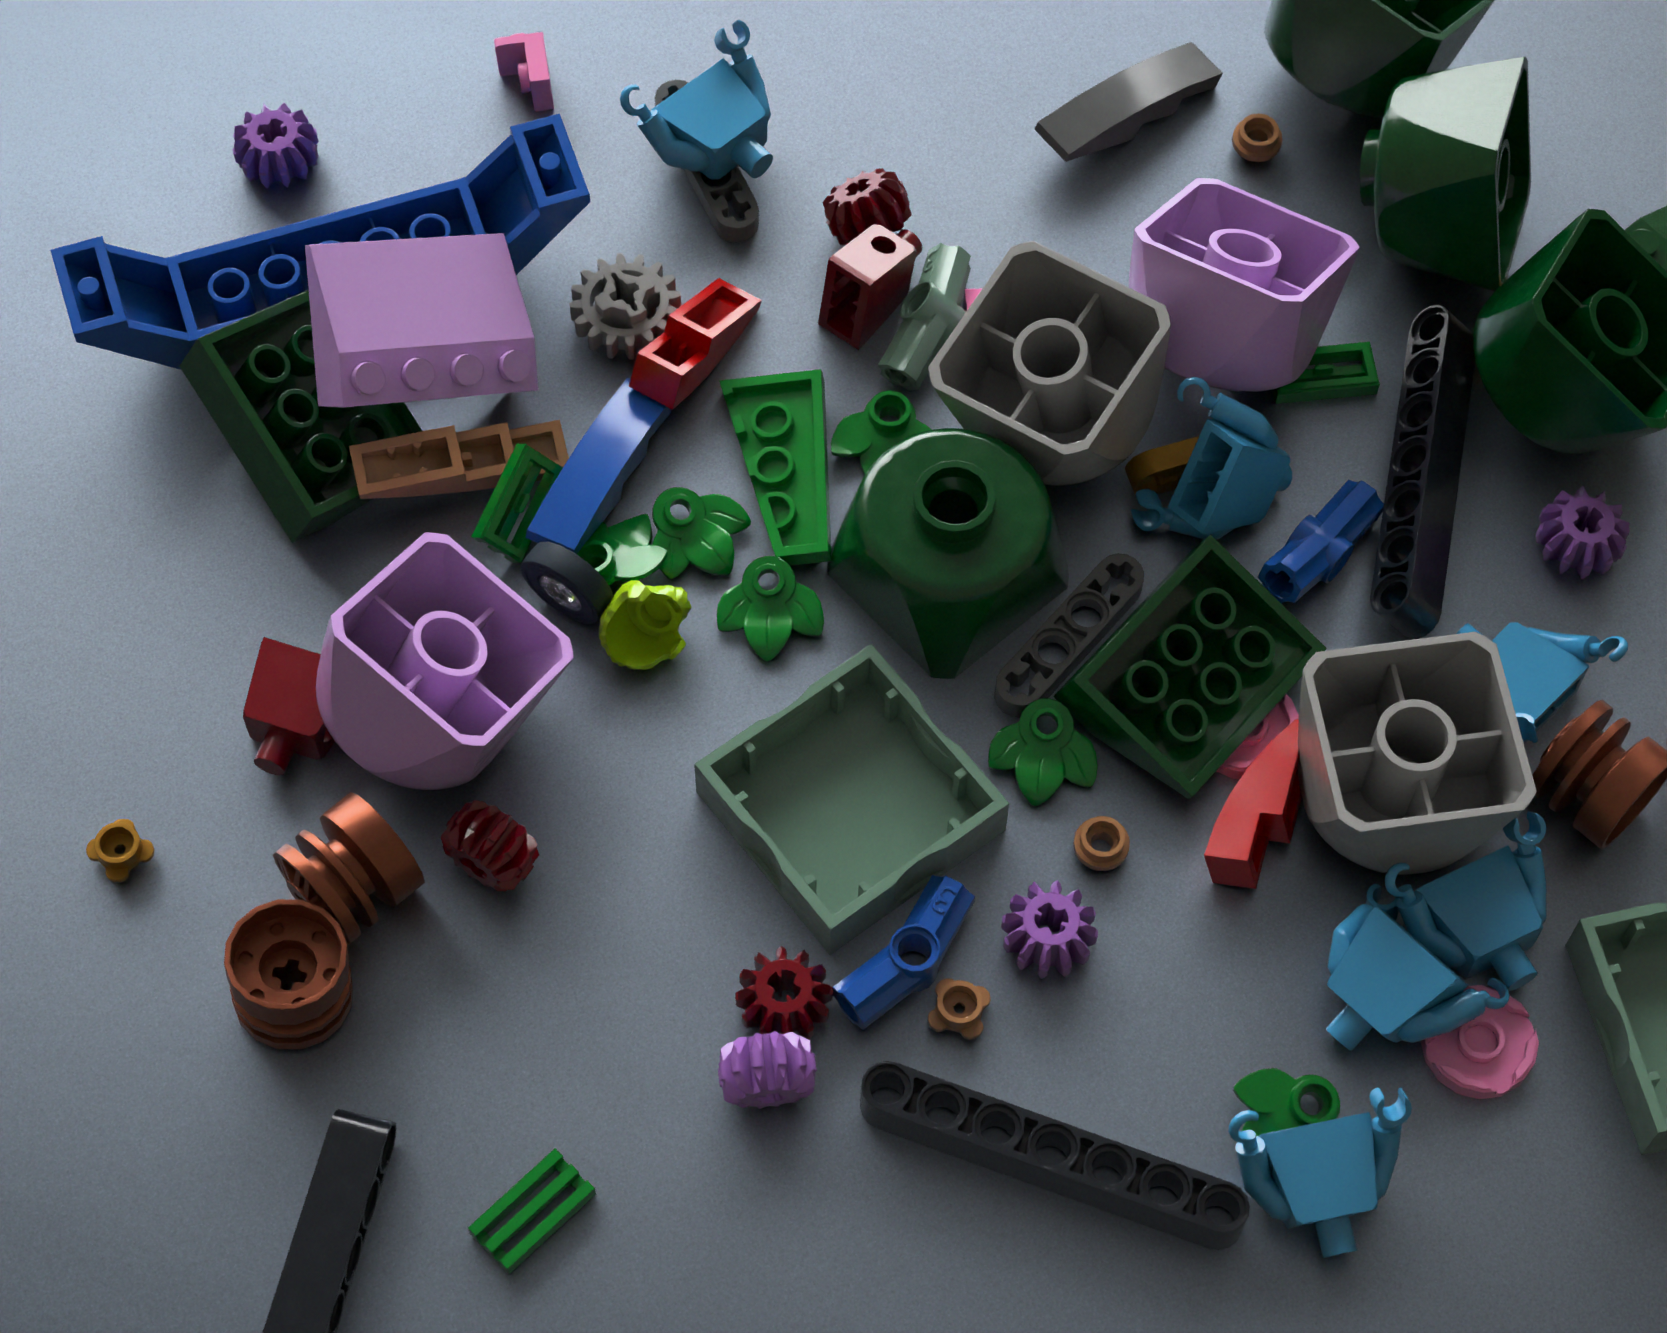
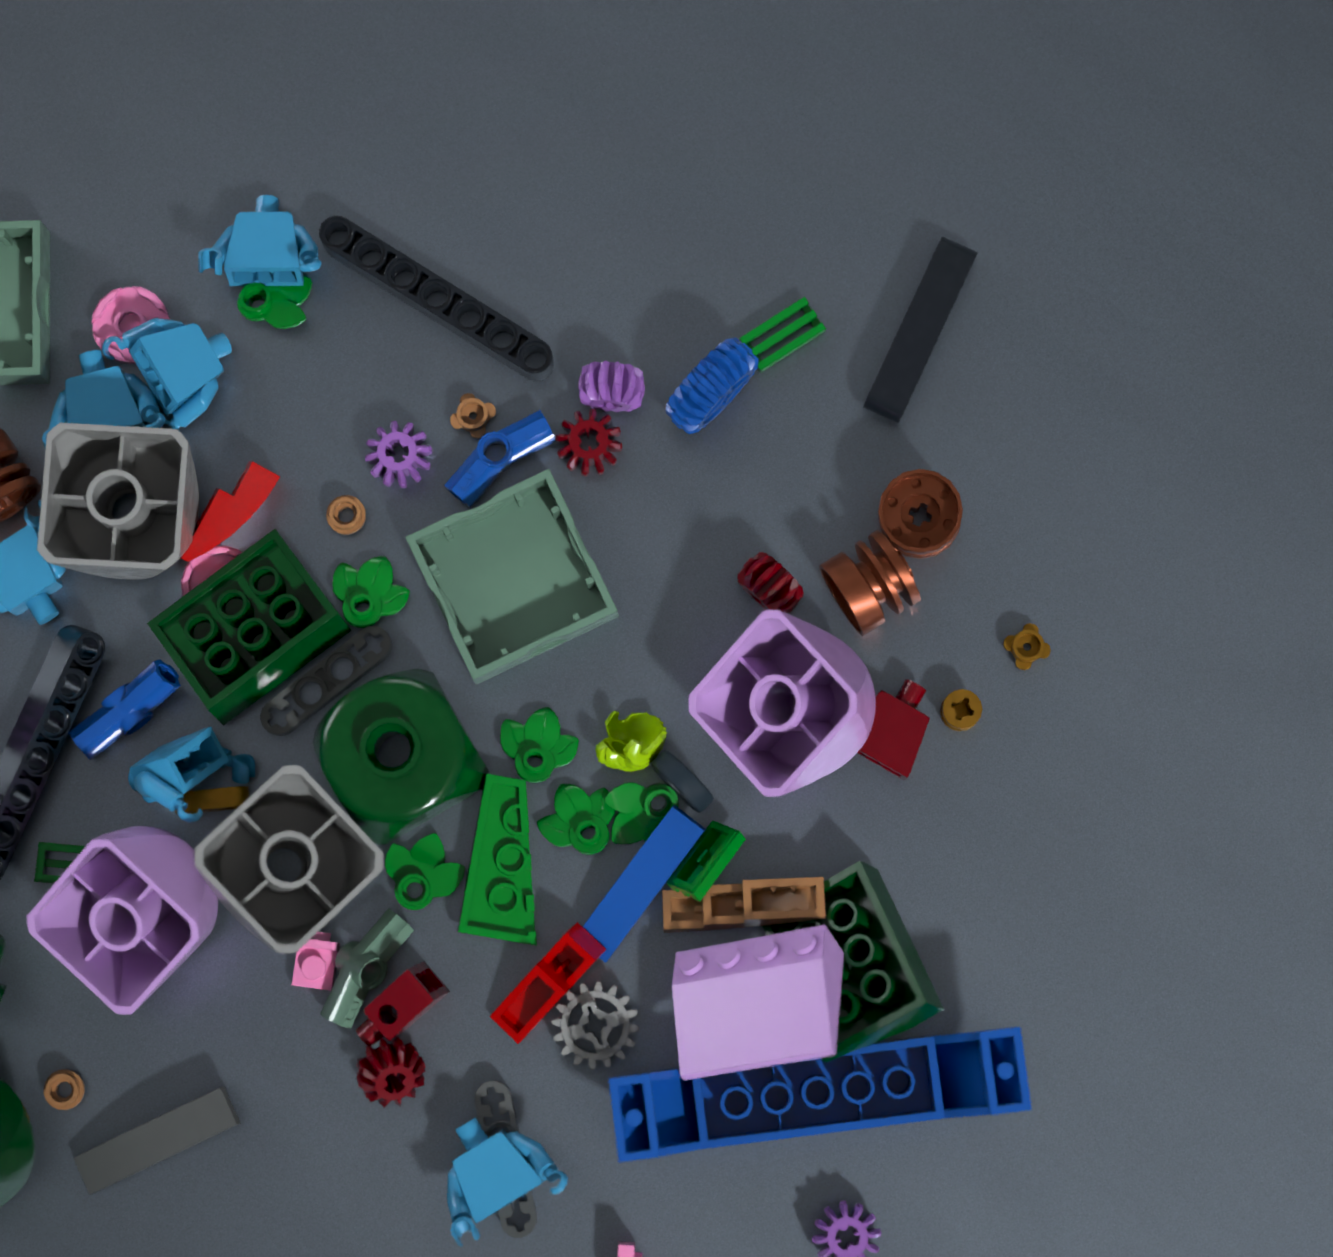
camera: 165 degrees left, 20 degrees up
(209, 761) = (957, 716): none -> pearl gold wheel
(618, 1089) = (711, 385): none -> blue gear

